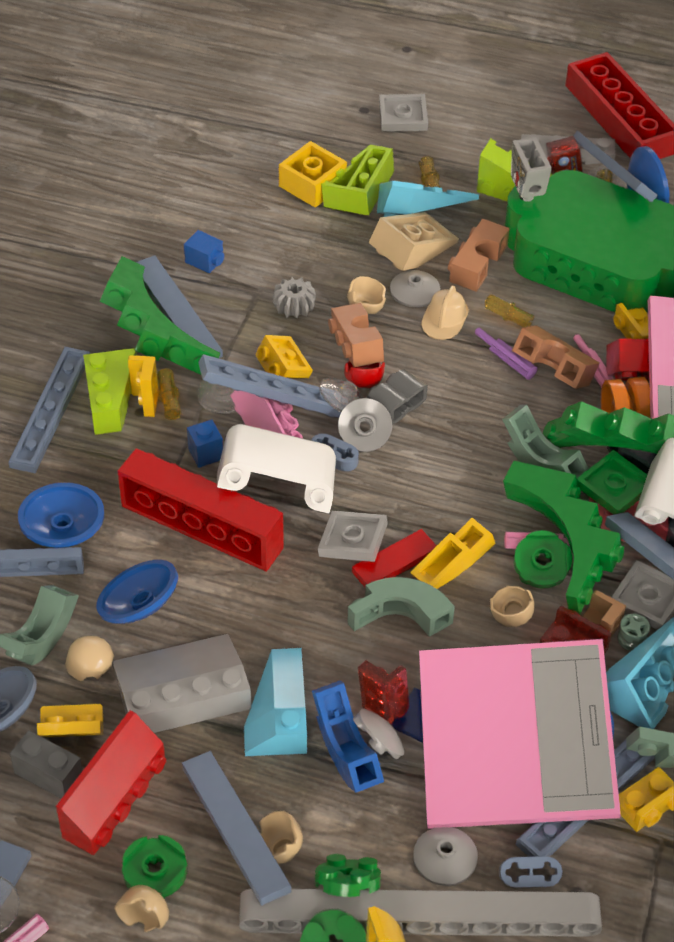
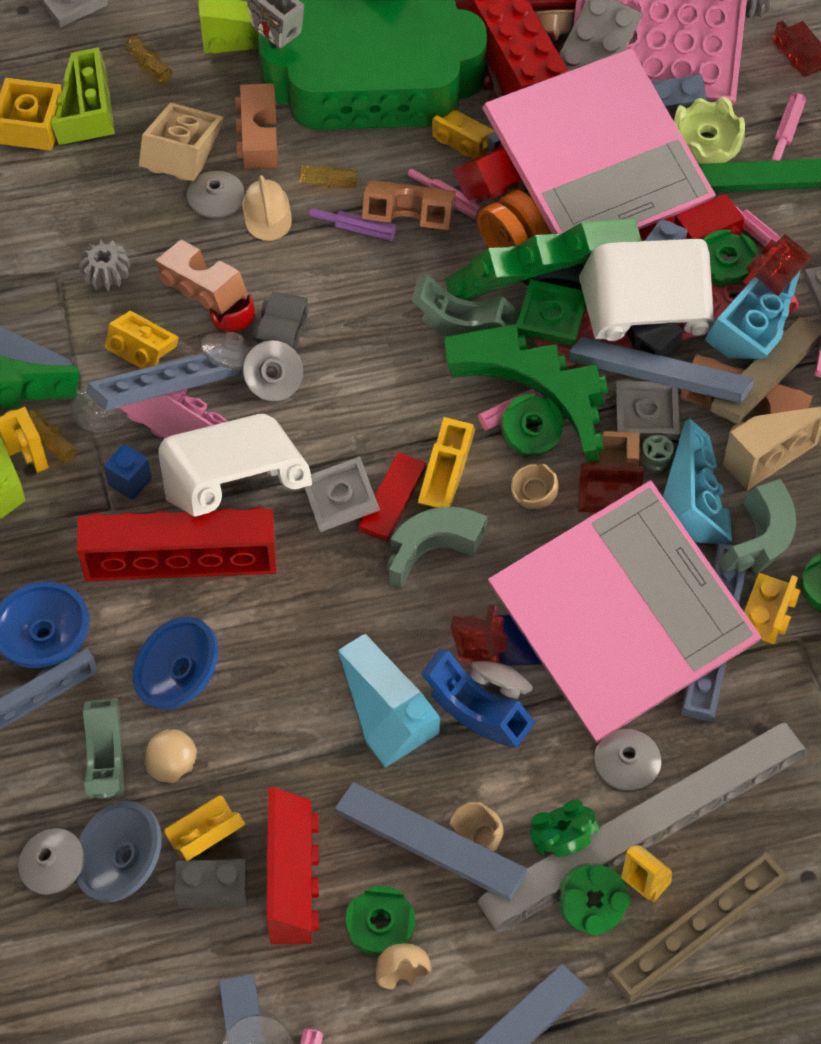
camera: 30 degrees left, 10 degrees up
(184, 683) = (279, 730): light grey slope -> none
(341, 451) = (260, 406): sand blue beam -> none
(368, 293) = (177, 224): tan hair -> none
(408, 198) = (151, 97): medium azure wedge -> none
(530, 863) = (717, 739): sand blue beam -> none

